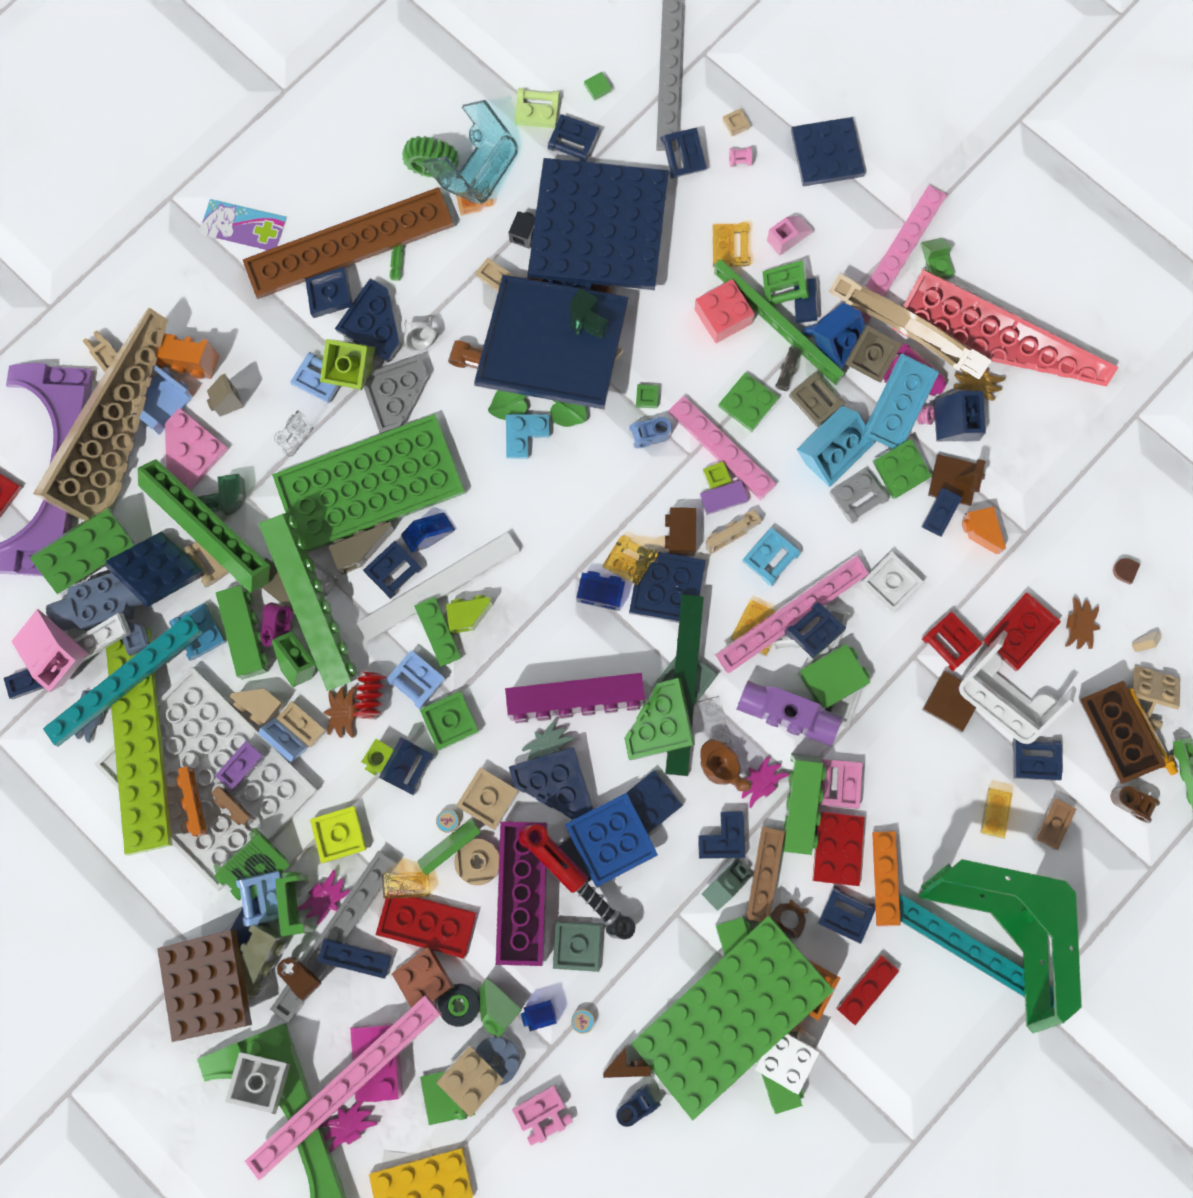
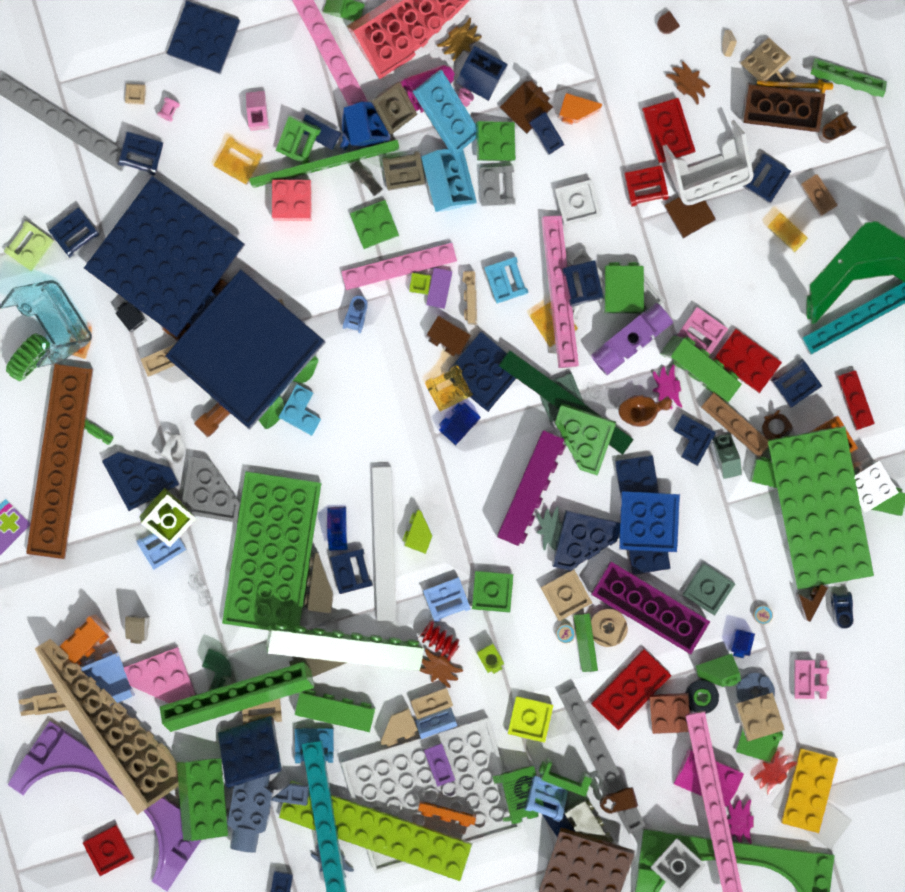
camera: 70 degrees left, 10 degrees up
(48, 651) = (269, 864): bright pink slope -> none
(104, 635) = (279, 829): white tile -> none
(226, 800) = (459, 788): medium nougat plate -> none
(275, 622) = (344, 681): magenta piece -> none
(293, 659) = (380, 682): bright green slope -> none
(324, 897) = (570, 753): dark pink piece -> none
(329, 292) = (95, 500): dark blue plate -> none
(354, 958) = (626, 754): dark blue tile -> none
(401, 762) = (505, 644): dark blue plate -> none
(405, 885) = (596, 689): clear yellow plate -> none
(420, 1133) = (774, 772): none -> clear red piece
(437, 632) = (419, 563): bright green plate -> none
(575, 880) = (663, 564): piece -> none
(584, 317) = (238, 315): clear green brick -> none
(597, 86) = (37, 186): bright green tile -> none
(647, 396) = (324, 299): bright green tile -> none
(886, 879) = (788, 340): orange plate -> none
(932, 337) = (415, 50): tan slope -> none

